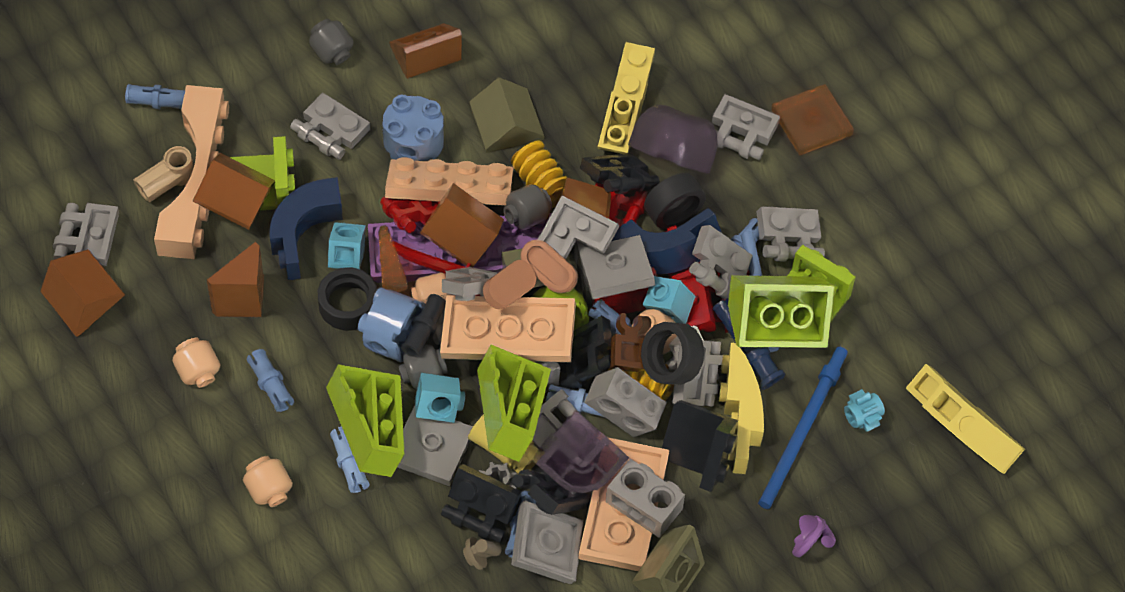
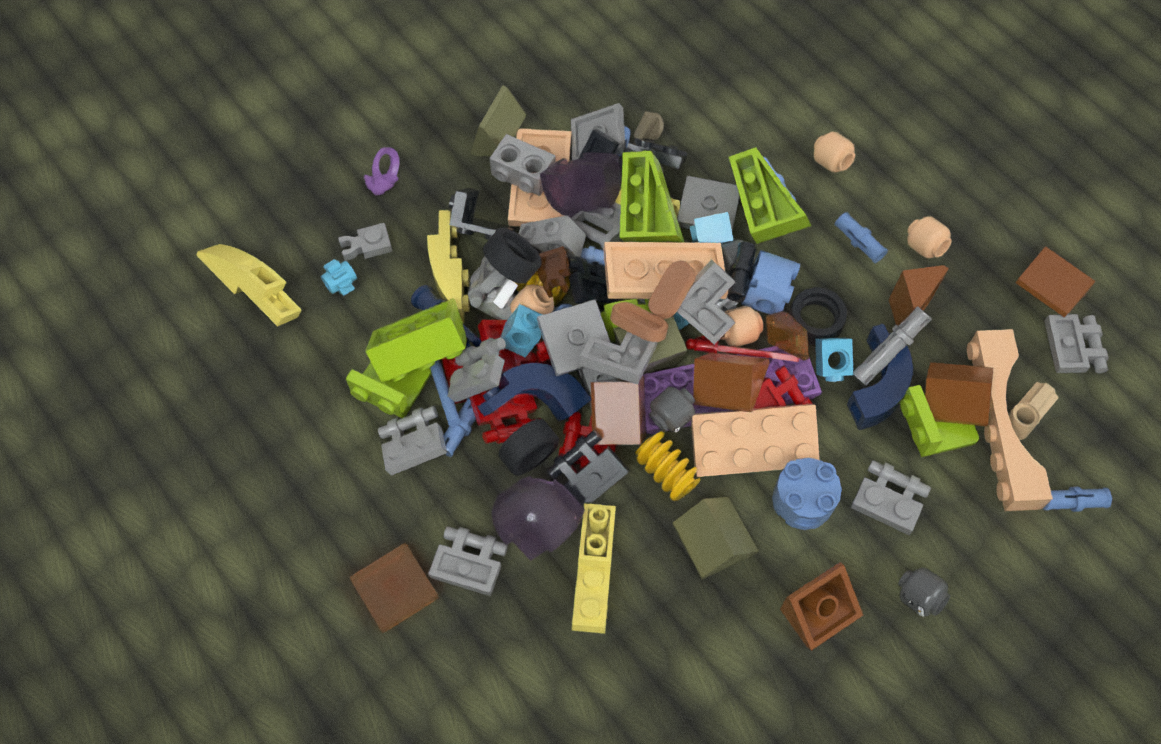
camera: 175 degrees right, 5 degrees up
(263, 230) = (892, 345): none -> light grey pin
(828, 377) = (372, 309): blue bar -> none
(829, 461) = (370, 242): none -> light grey plate

